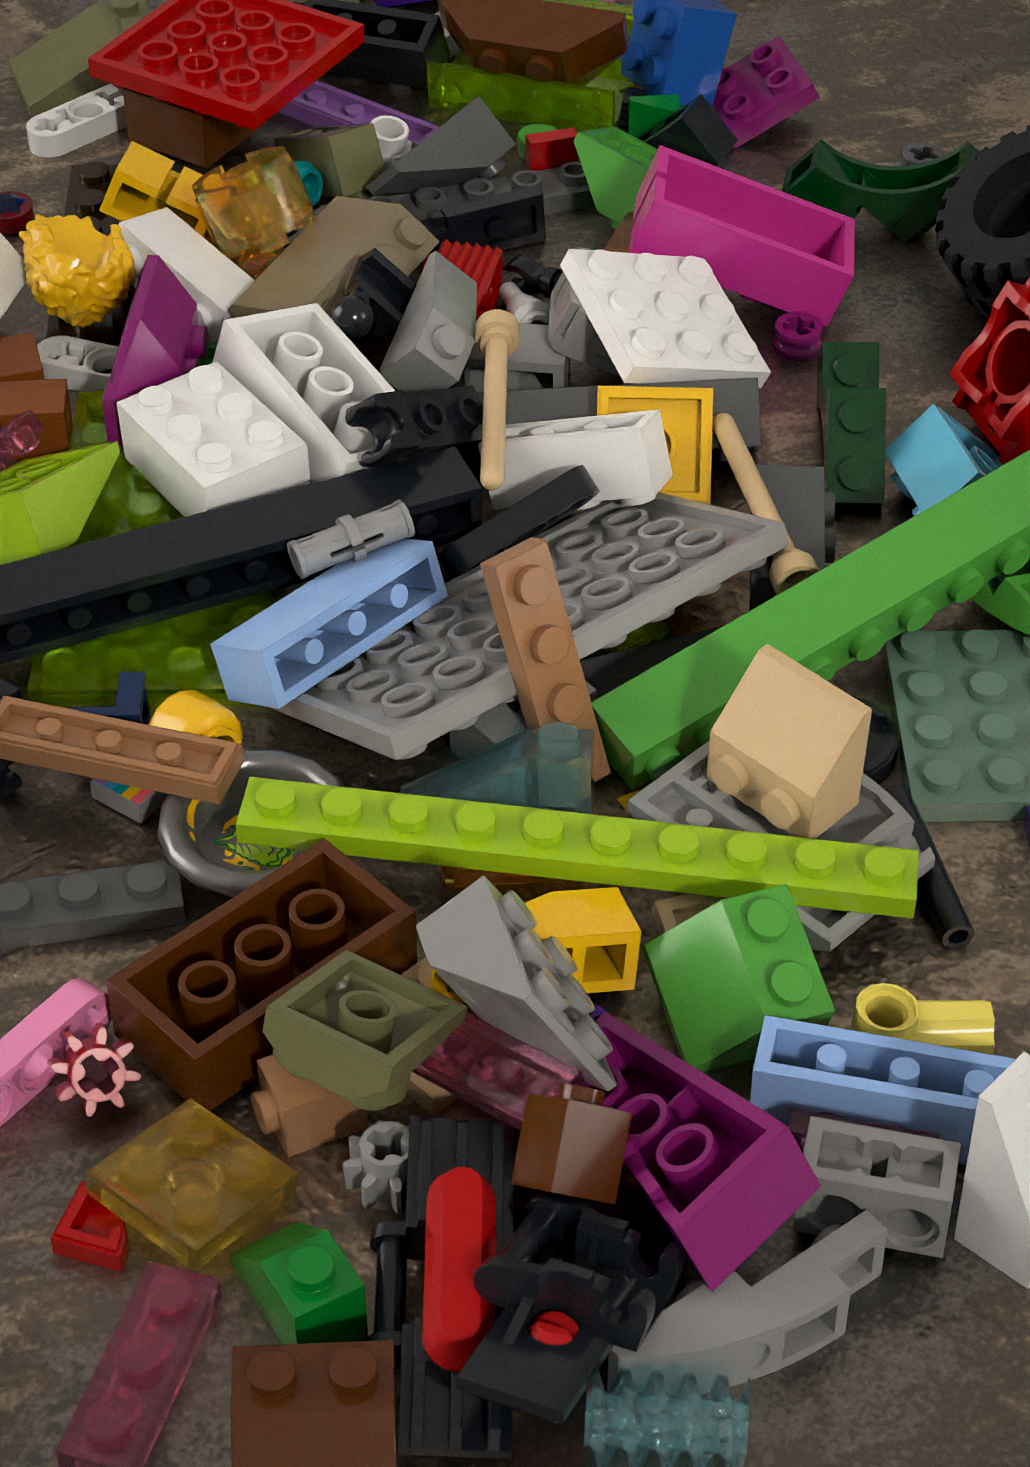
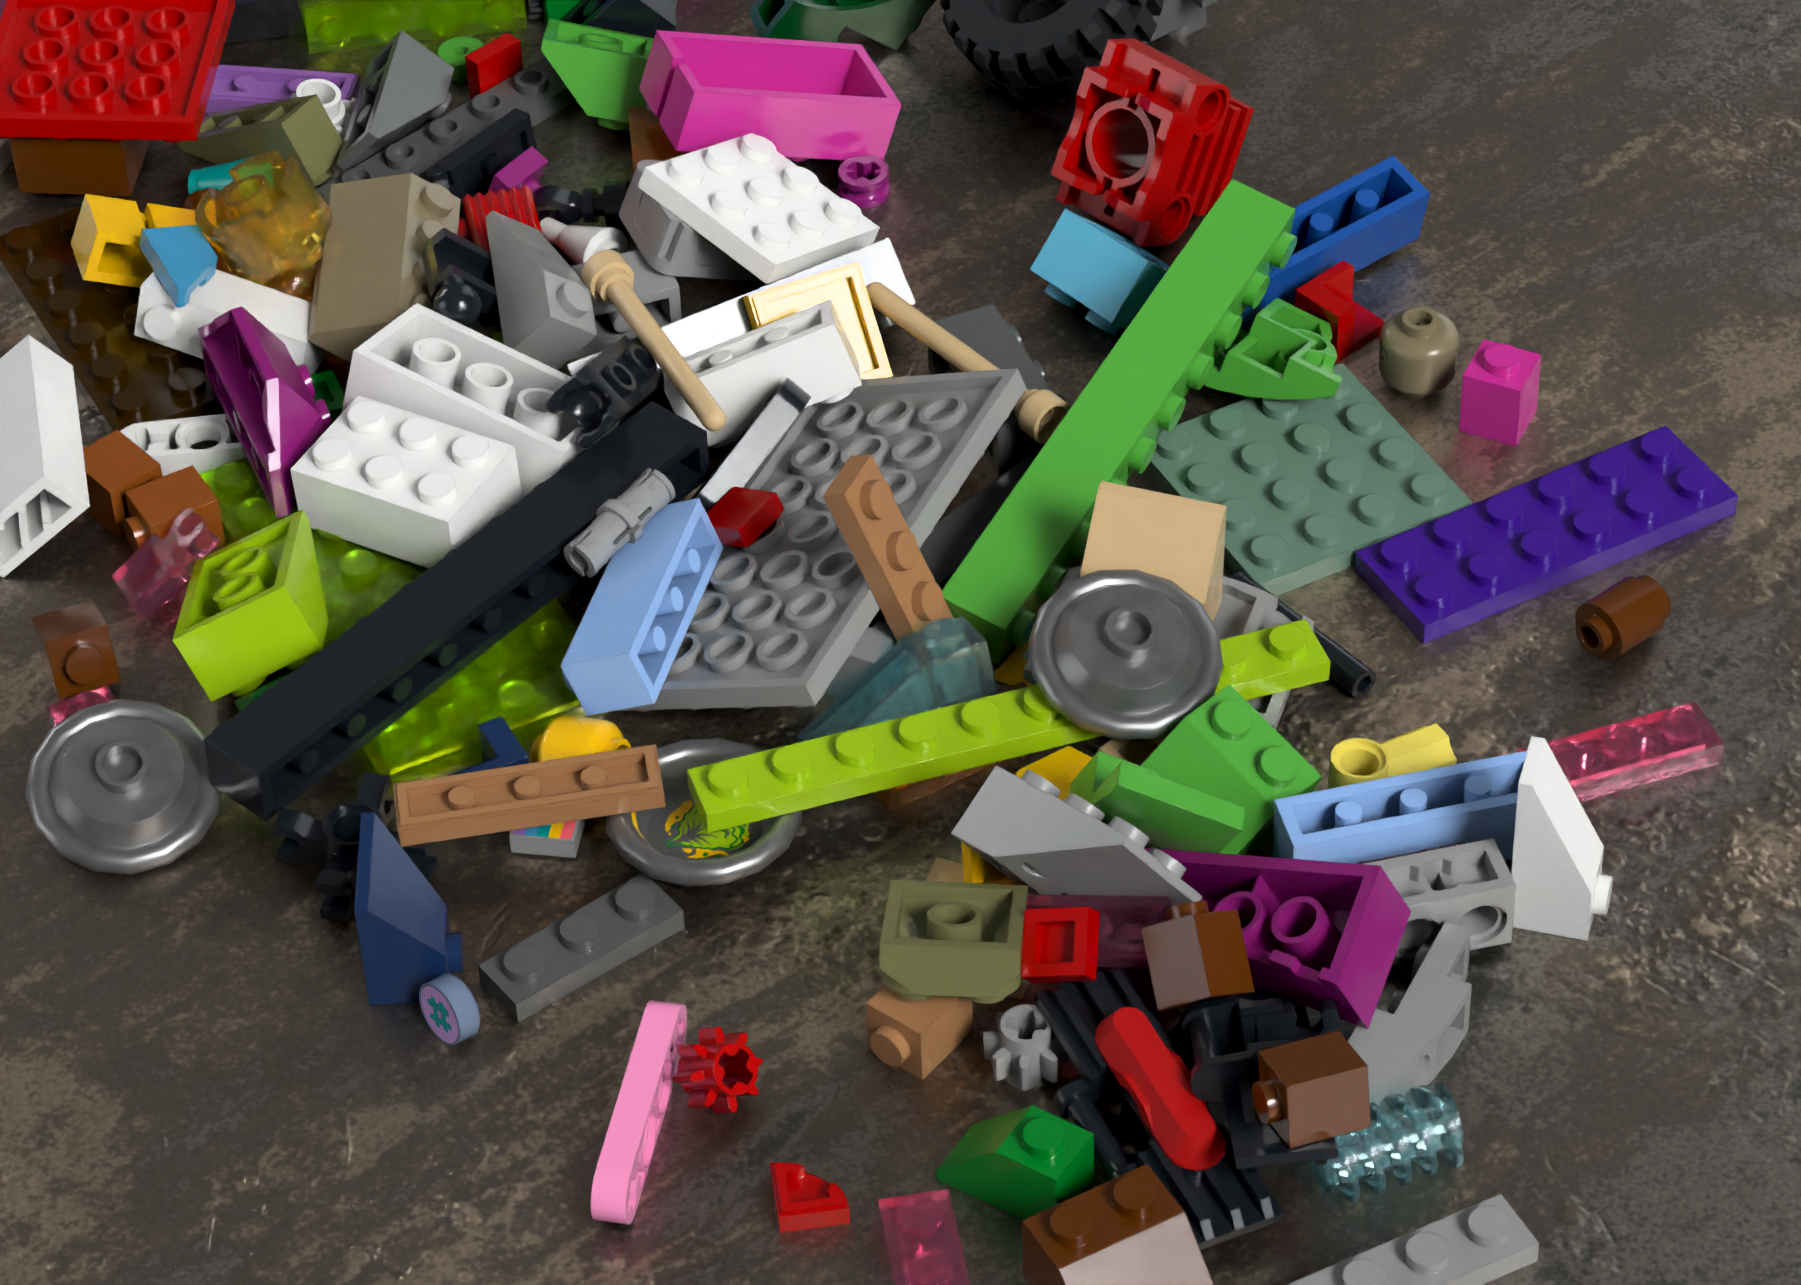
camera: 25 degrees left, 0 degrees up
(76, 268) = (127, 349): yellow piece -> none
(164, 212) = (179, 259): none -> dark azure tile
(191, 1184) = (867, 1126): clear yellow plate -> none
(205, 992) = (808, 934): reddish brown brick -> none
(450, 1077) = (1060, 944): none -> red plate
(464, 574) = (744, 515): none -> red tile
(510, 237) = (523, 170): none -> magenta plate
(569, 1337) = (1312, 1089): none -> reddish brown brick
(605, 960) = (1160, 808): none -> bright green slope
(707, 817) = (1125, 653): none -> flat silver piece
(852, 421) = (985, 247): dark green arch -> none

